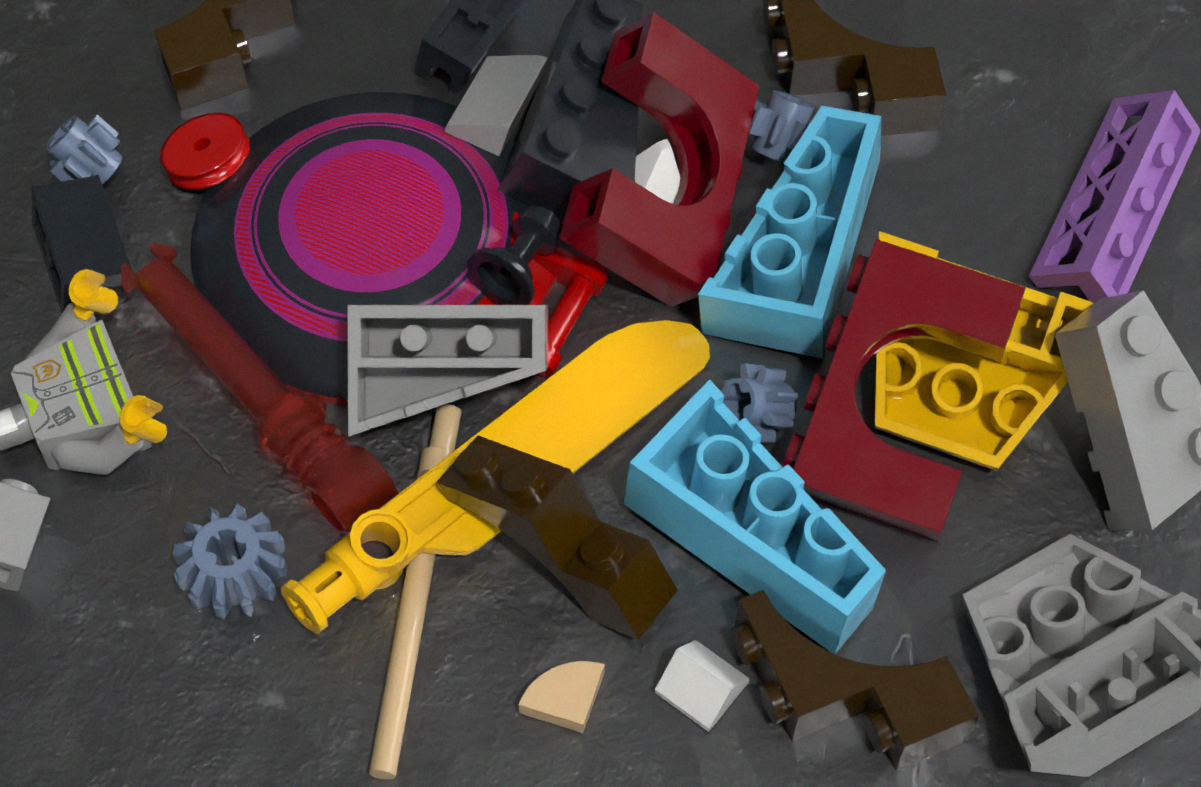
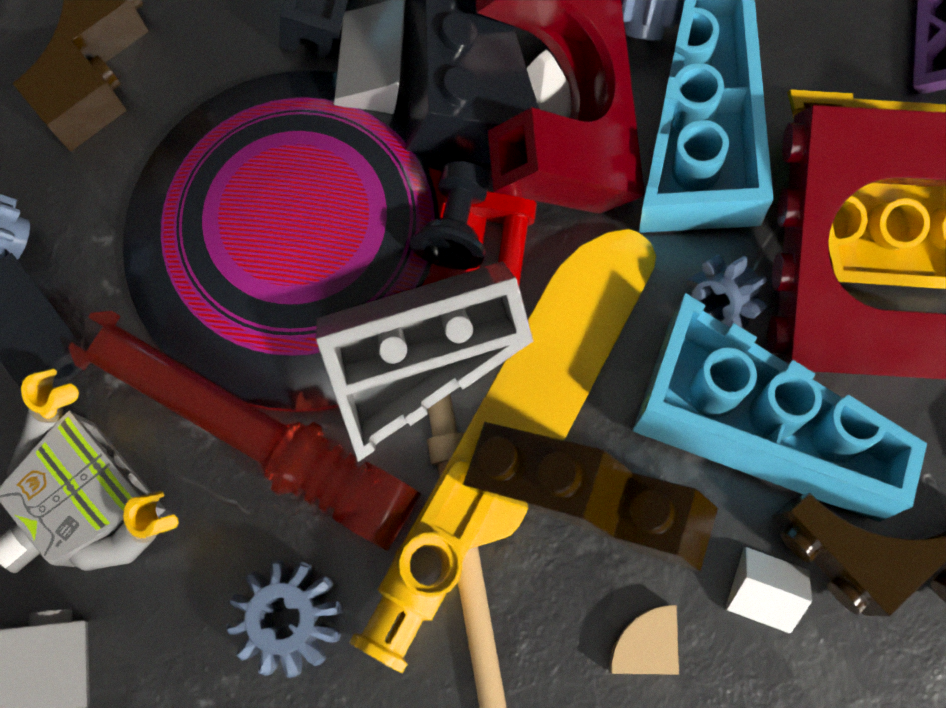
camera: 15 degrees left, 15 degrees up
(205, 150) = (108, 190): red piece -> none

